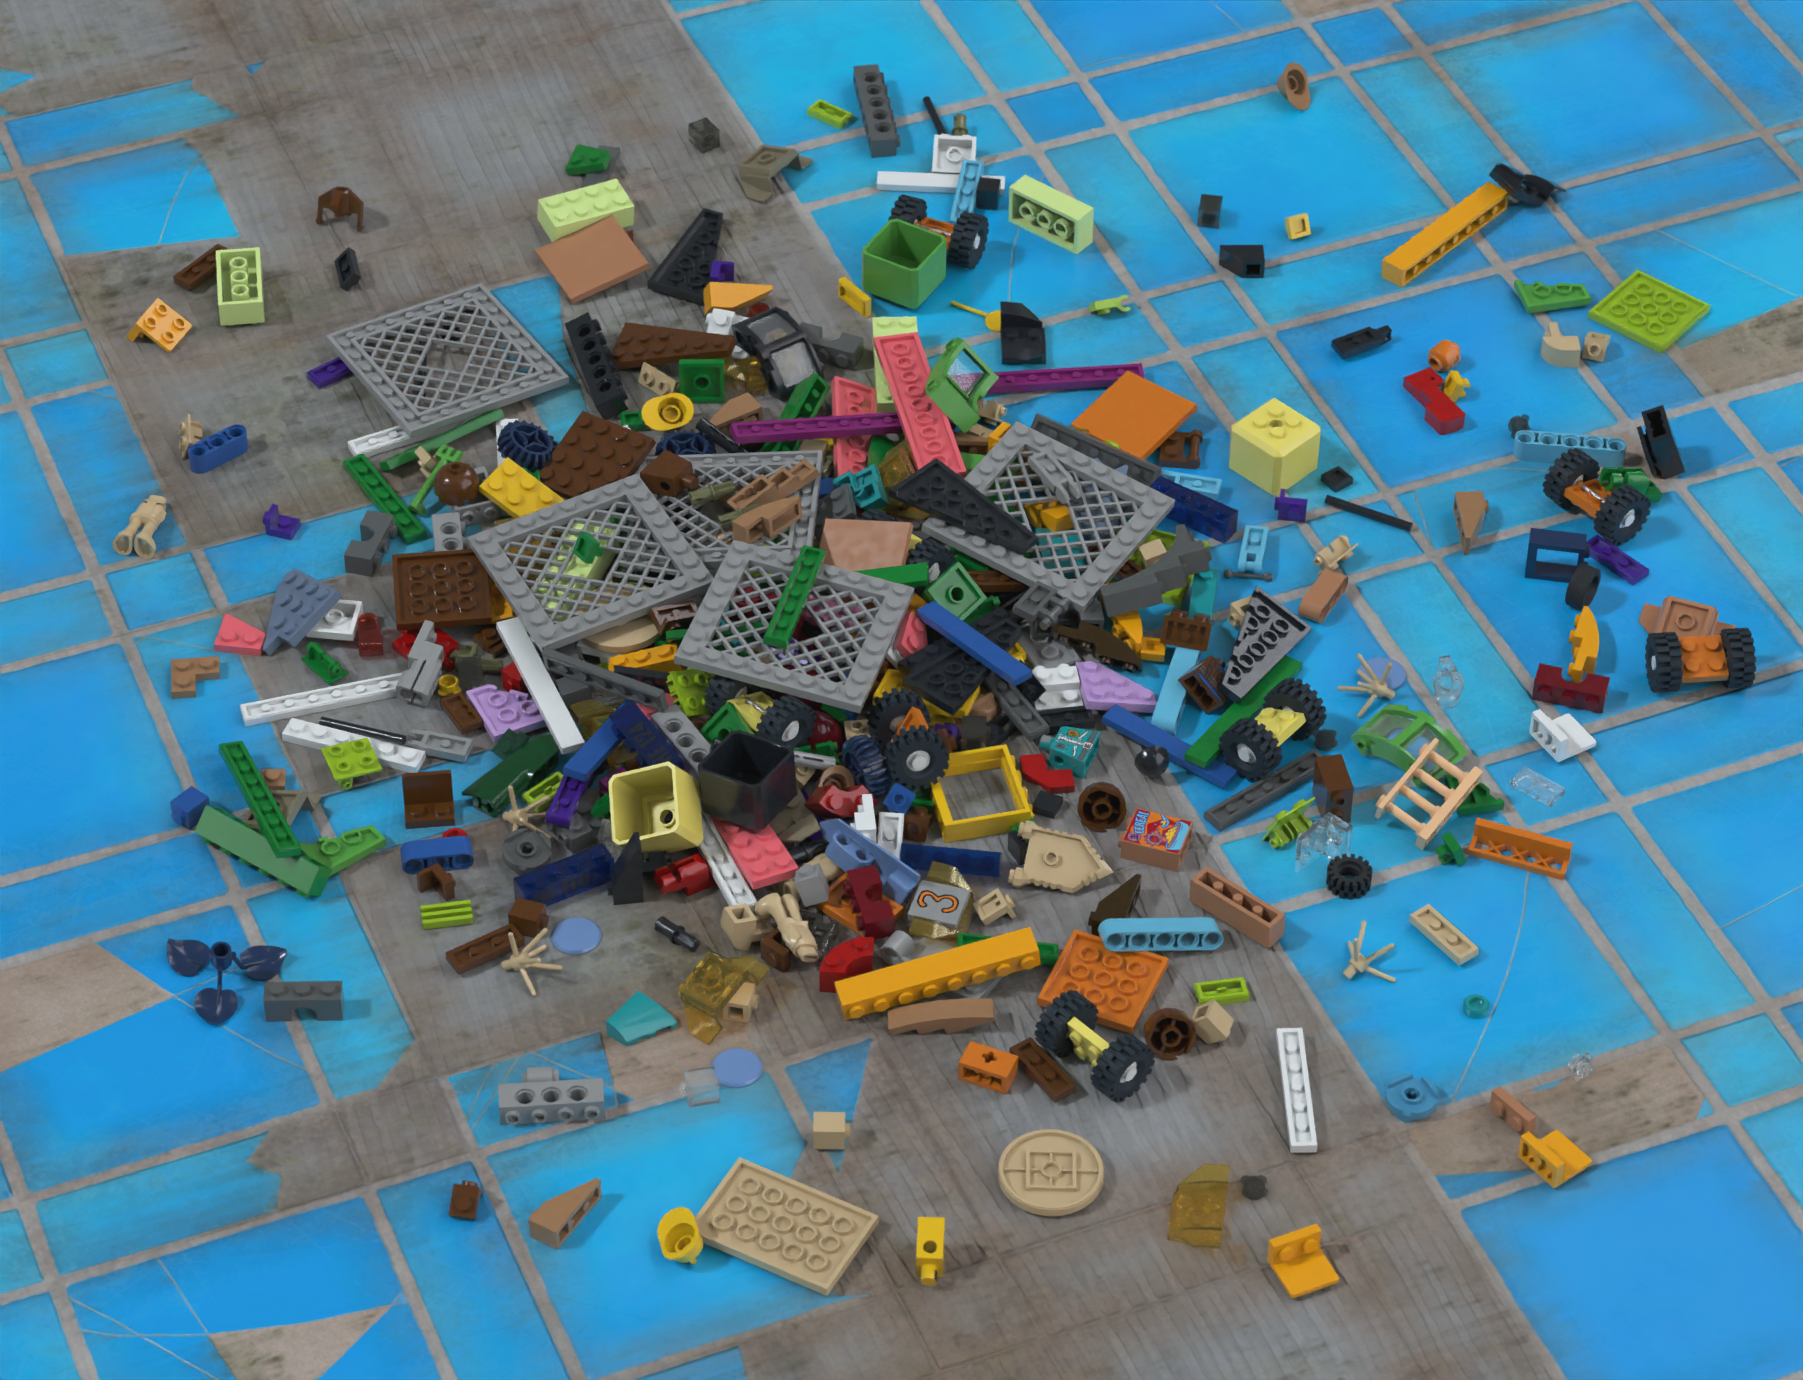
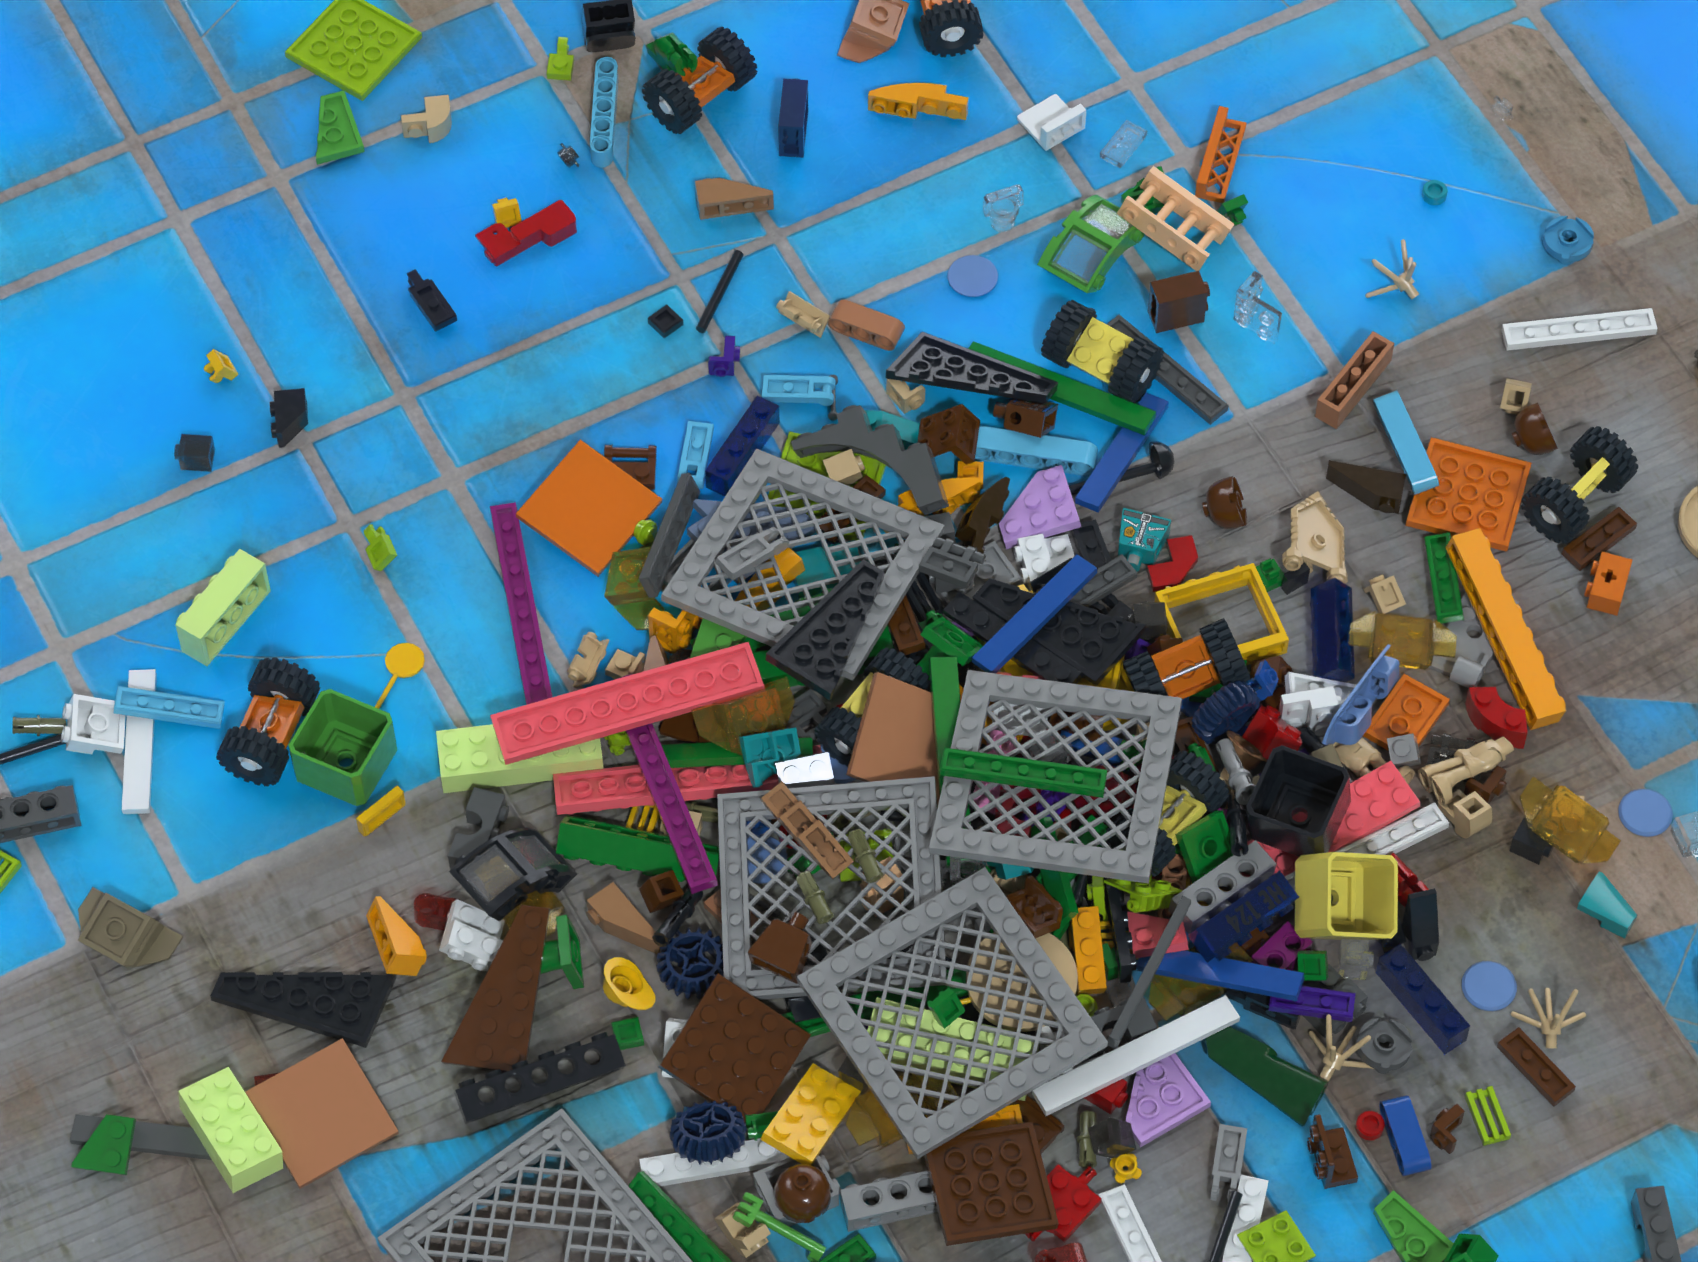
camera: 95 degrees left, 15 degrees up
(423, 668) = (1118, 1184): light grey plate -> none
(461, 713) = (1171, 1146): reddish brown plate -> none
(469, 650) = (1066, 1157): olive tile -> none
(509, 743) = (1219, 1083): clear green bracket -> none
(528, 917) = (1485, 1029): reddish brown brick -> none
(546, 786) = (1284, 1032): lime tile -> none
(658, 381) = (561, 1003): tan hinge -> none
(676, 934) = (1476, 884): black axle -> none
(704, 135) = (52, 1013): clear smoke brick -> none
(722, 271) = (347, 965): dark purple bracket -> none
(767, 519) = (879, 825): medium nougat slope -> none
(864, 888) = (1399, 706): dark red arch -> none
(939, 903) = (1407, 634): light grey tile -> none
(949, 1014) = (1549, 627): medium nougat slope -> none
(959, 382) = (592, 668): bright green window -> none
(988, 193) = (170, 679): black piece -> none
(1021, 335) = (454, 631): black piece -> none
(1047, 804) = (1219, 559): black tile -> none
(1156, 839) = (1262, 456): brick -> none
(1223, 994) = (1462, 414): lime tile -> none
(1274, 446) = (641, 382): light yellow plate -> none
(1289, 824) = (1224, 339): lime hinge -> none
(1347, 886) = (1285, 282): black tyre -> none
(1376, 687) = (1008, 274): tan plant -> none
(1443, 934) = (1348, 216): tan plate -> none
(1444, 234) = (231, 224): light orange brick -> none
(1444, 356) = (455, 221): orange head -> none
(1512, 1111) = (1578, 155): nougat plate -> none
(1523, 187) = (142, 147): black piece -> none
(1552, 1157) = (1620, 129): light orange bracket -> none
(1582, 586) = (830, 105): black tyre -> none
(1586, 695) = (981, 129): dark red arch -> none
(1595, 346) = (420, 86): tan bracket -> none
(1616, 560) = (771, 79): dark purple tile -> none
(1627, 429) = (561, 64): none -> lime plate

